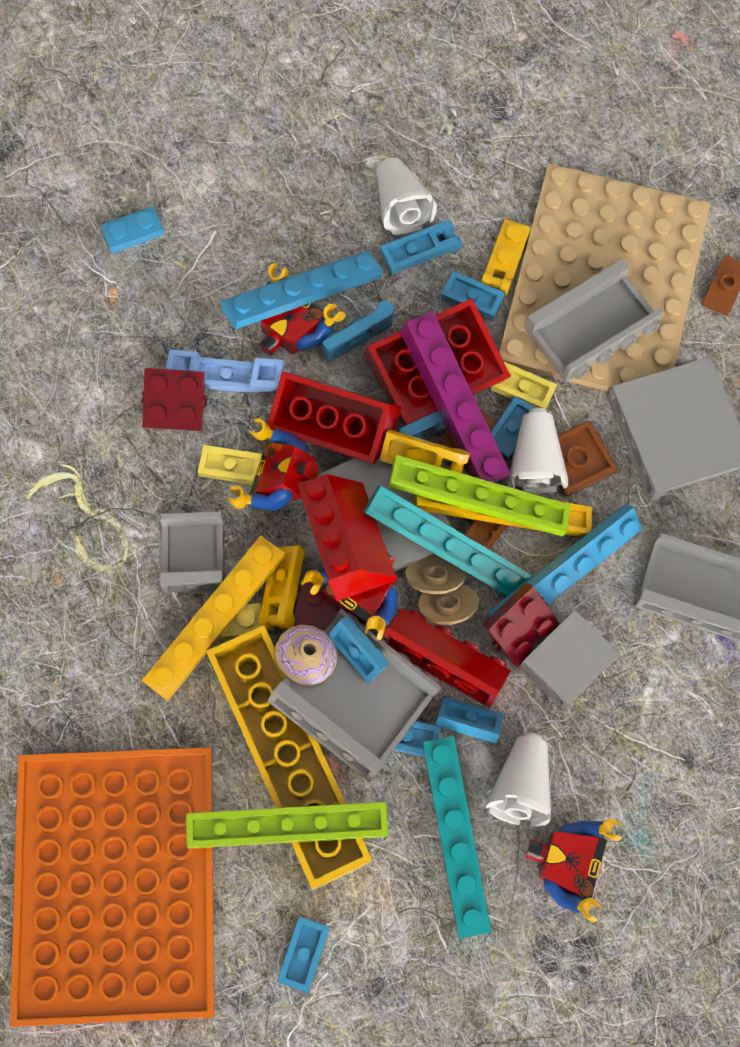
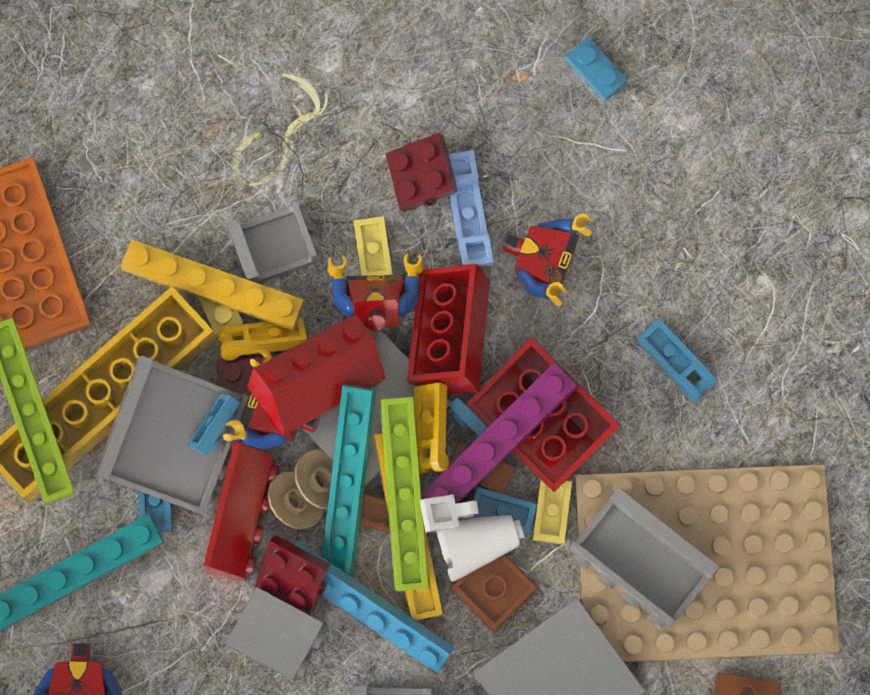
camera: 75 degrees right, 5 degrees up
(298, 665) = (177, 377): dish -> none
(300, 289) = (576, 255): dark azure plate -> none
(358, 332) = (557, 327): dark azure plate -> none
(403, 199) = (722, 322): white cone -> none
(462, 288) = (638, 429): dark azure plate -> none
(469, 719) = (187, 554): dark azure plate -> none
(506, 255) = (697, 451): yellow plate -> none
(510, 463) = (443, 513): none -> white plate
(523, 784) = (140, 621): white cone -> none

